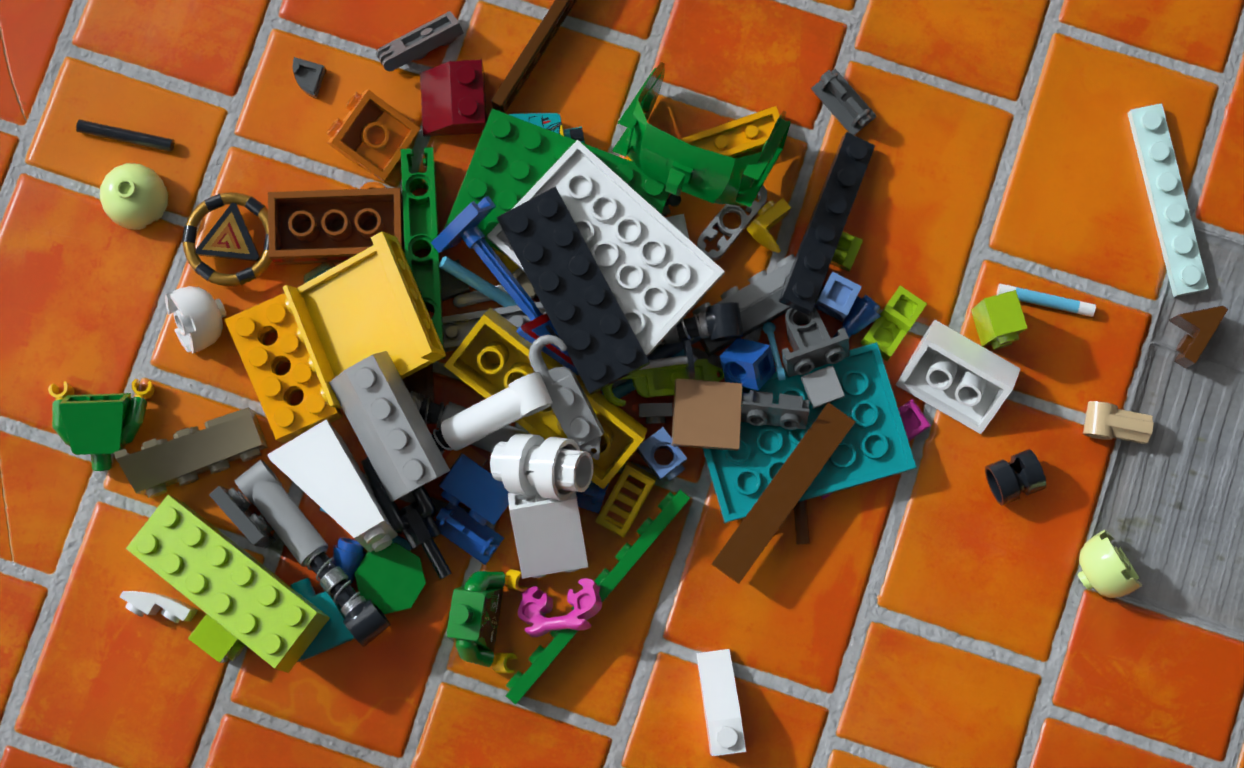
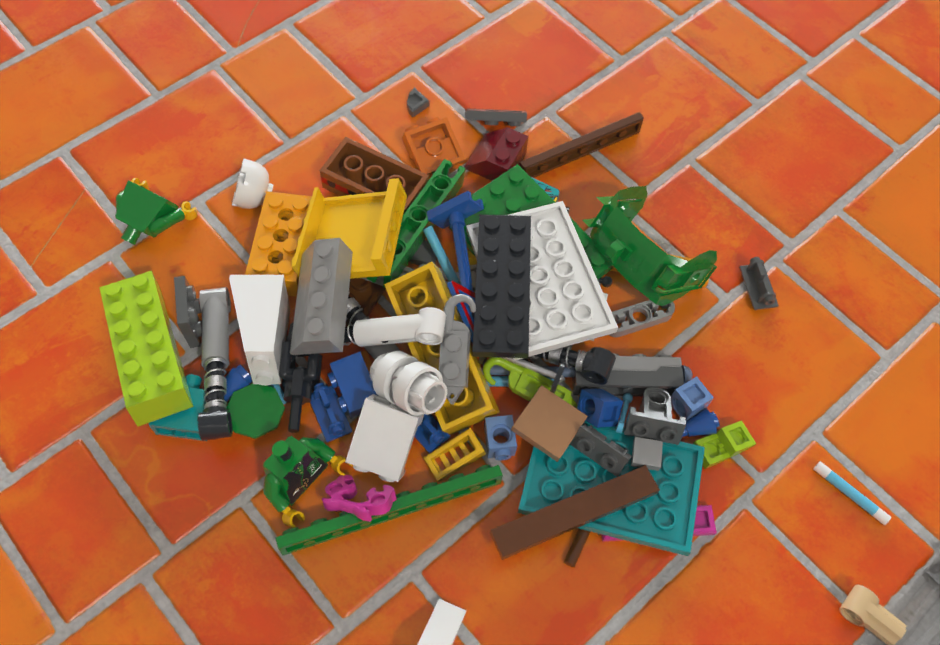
camera: 30 degrees right, 20 degrees down
(125, 135) = (288, 80): black bar -> none
(133, 196) = (266, 108): yellowish green cylinder -> none
(150, 603) = (92, 339): white slope -> none
(193, 453) = (186, 256): dark tan wedge -> none
(216, 640) = (108, 382): lime brick -> none
(226, 239) = (302, 154): piece -> none
(655, 412) = (512, 404): dark grey plate -> none
(769, 216) = (664, 327): yellow plate -> none
(826, 223) = (706, 349): black plate -> none
(846, 251) = (710, 373): lime tile -> none
(958, 377) = (755, 508): white slope -> none
(999, 320) = (810, 479): lime brick -> none
(1017, 476) = (771, 608): black wheel -> none

